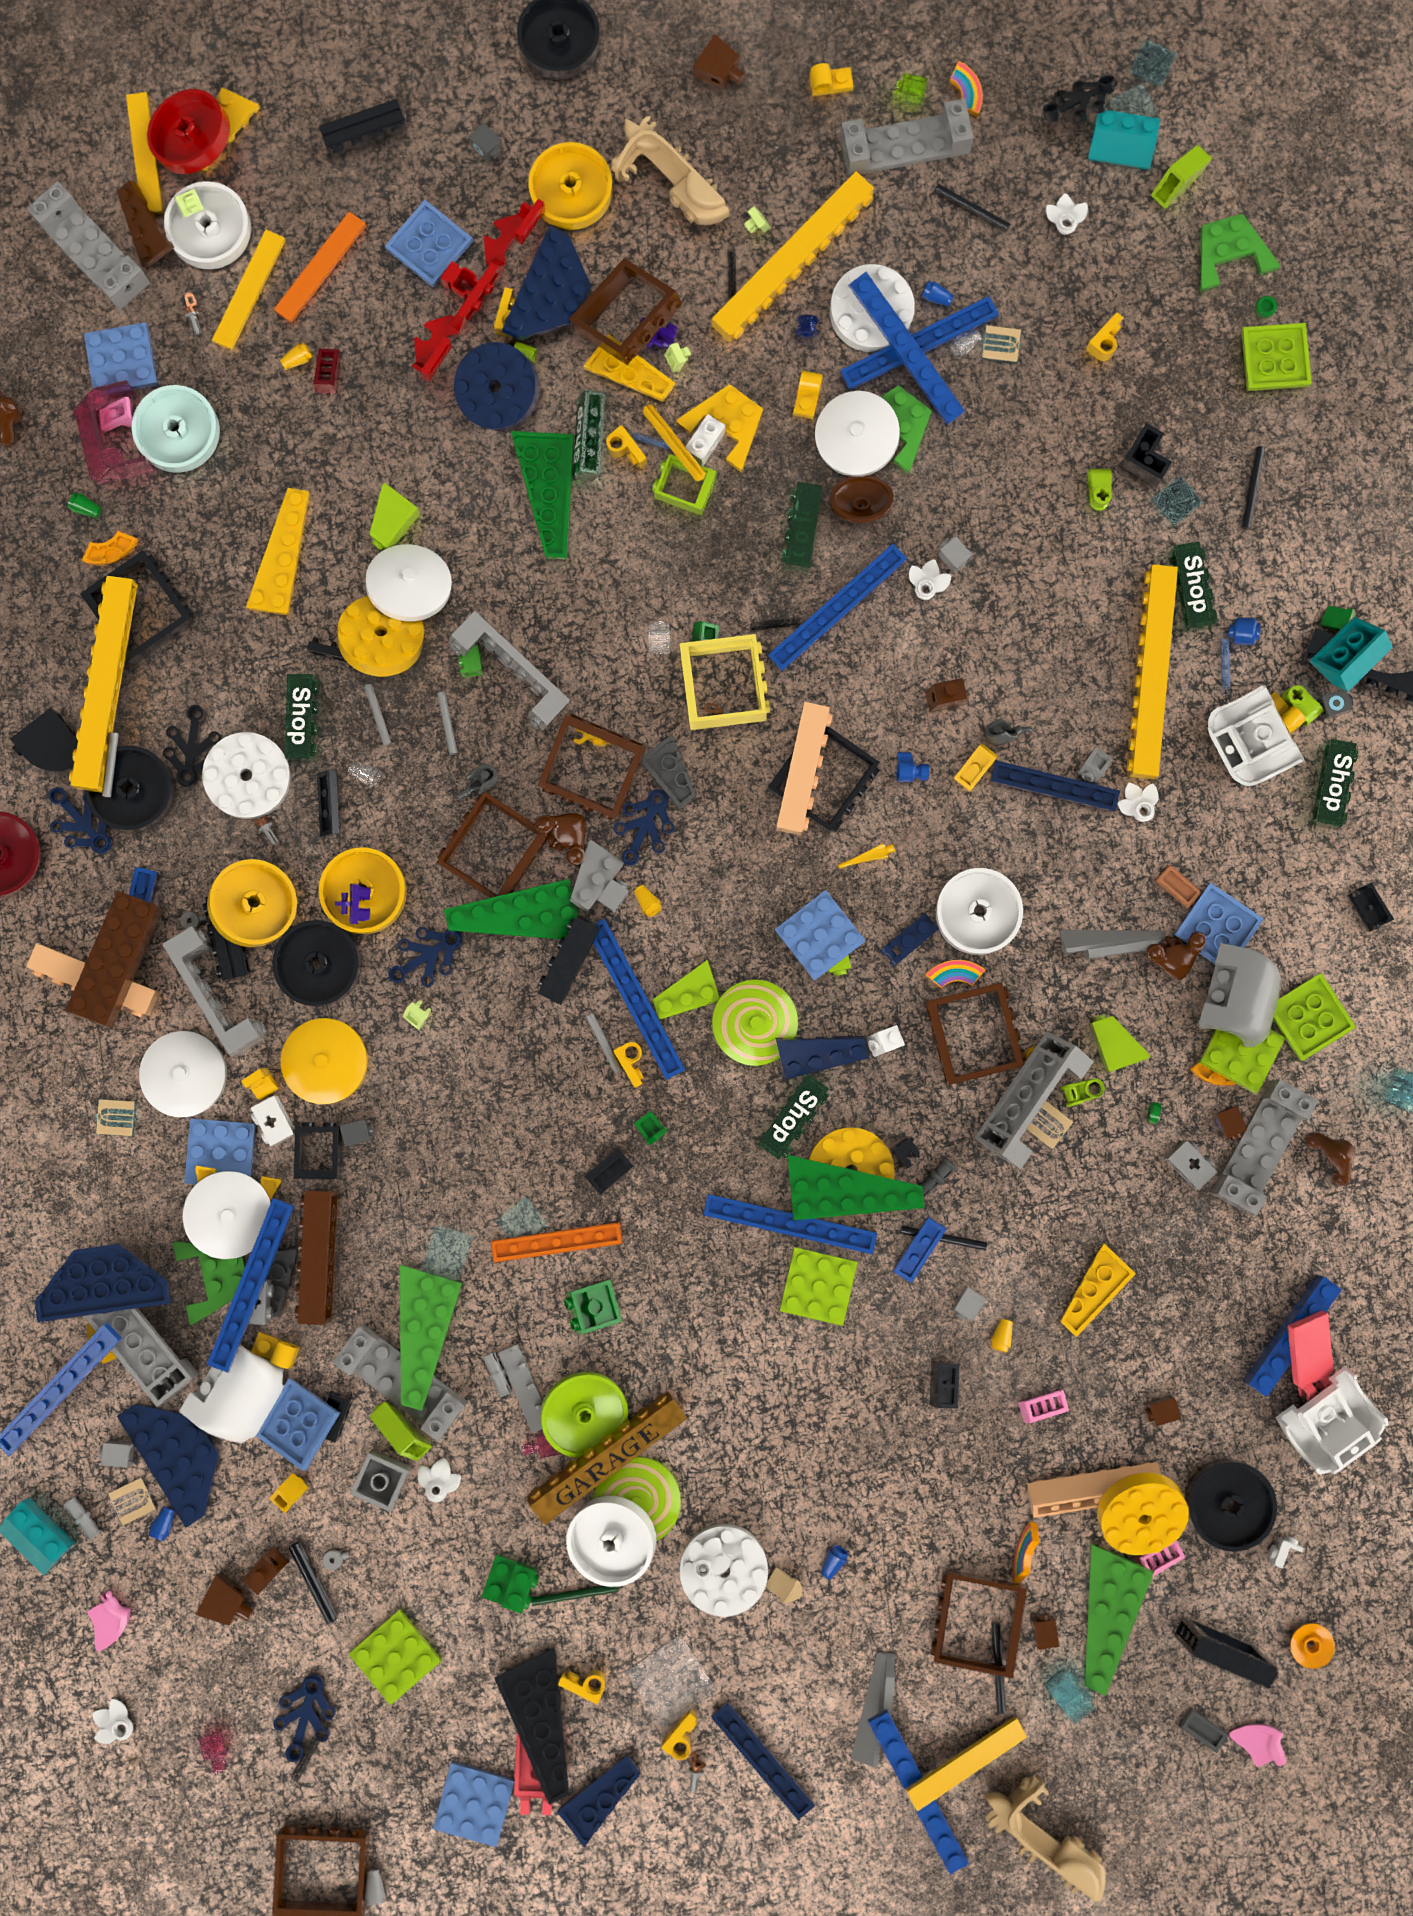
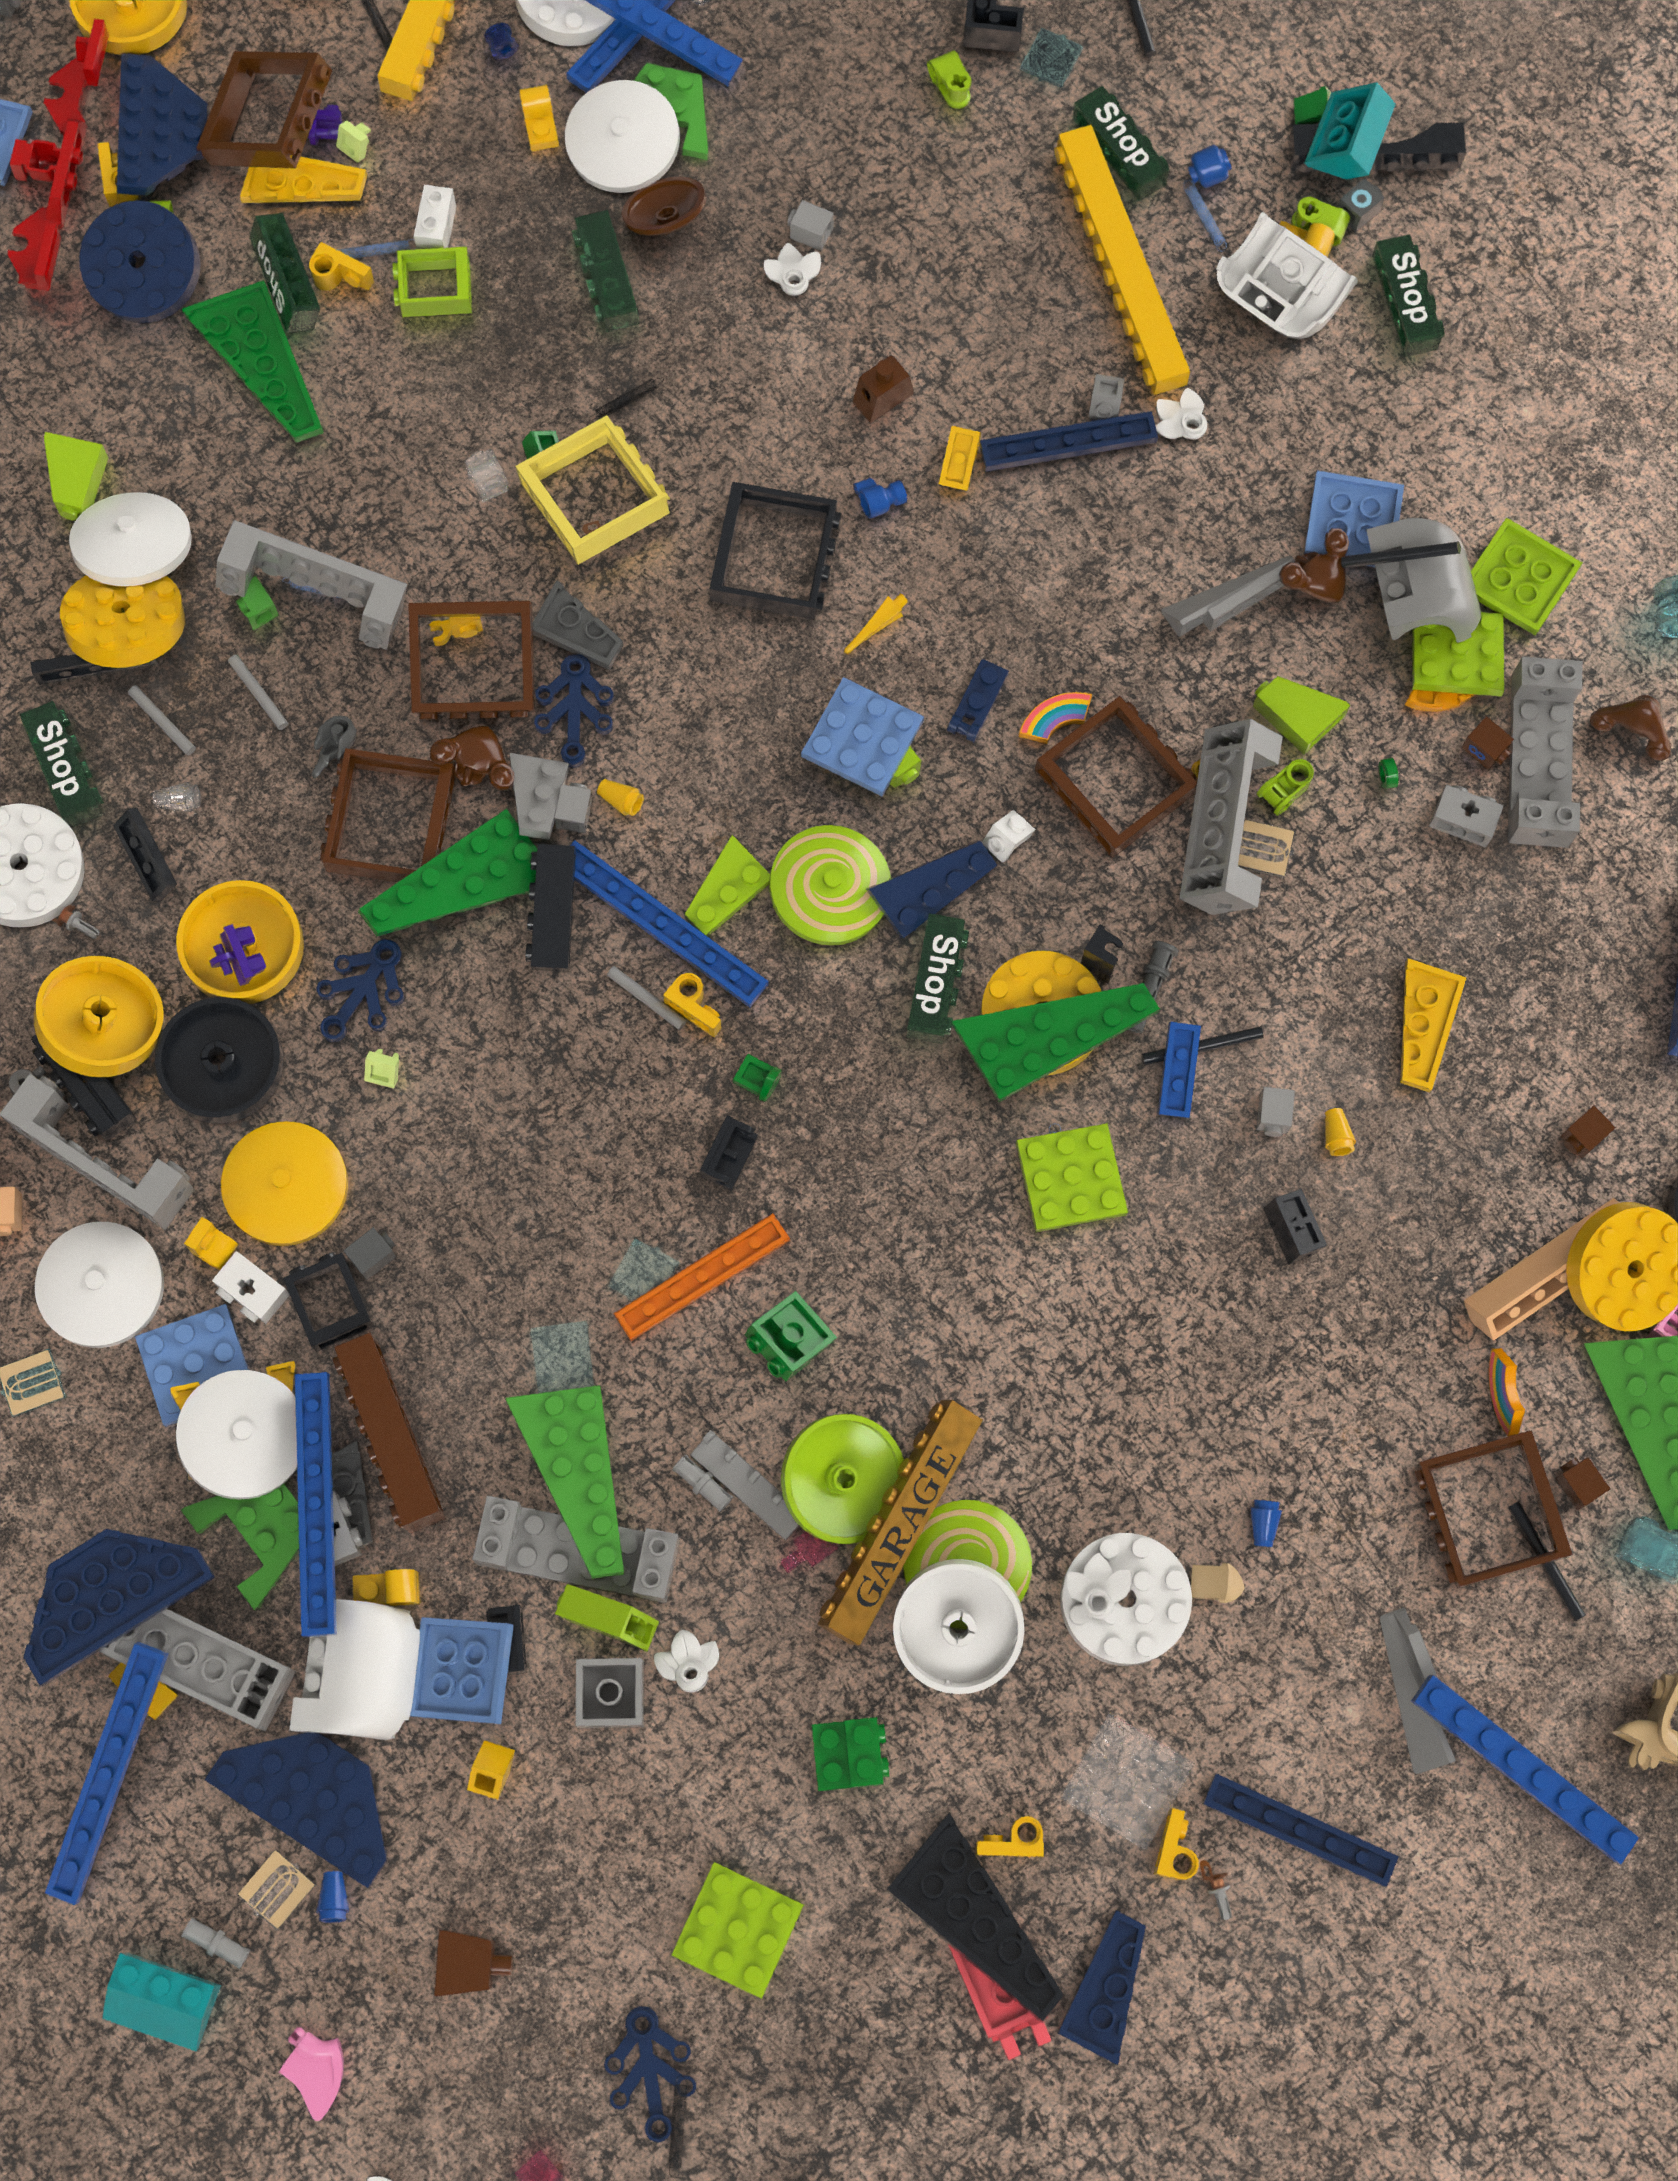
camera: 30 degrees left, 10 degrees down
(117, 1453) = (227, 1829): light grey brick -> none
(265, 1570) = (504, 1894): reddish brown torso -> none
(313, 1582) = (578, 1881): black axle -> none
(338, 1557) = (598, 1830): light grey piece -> none
(474, 1804) = (939, 2081): medium blue plate -> none
(571, 1595) = (943, 1728): dark green bar -> none
(674, 442) = (397, 235): yellow axle -> none
(737, 414) = (472, 185): yellow wing -> none
(783, 1223) = (996, 1116): blue plate -> none
(803, 768) = (744, 544): light nougat brick -> none
(837, 607) = (694, 347): blue plate -> none
(965, 1763) = (1567, 1701): yellow tile -> none
(1000, 733) = (968, 407): dark grey piece -> none
(1001, 911) = (1056, 654): white piece -> none
(1026, 1410) = (1417, 1208): bright pink slope -> none
(1178, 886) = (1280, 495): nougat tile -> none
(1233, 975) = (1401, 554): none -> black bar
(1370, 907) = (1525, 417): black hinge -> none

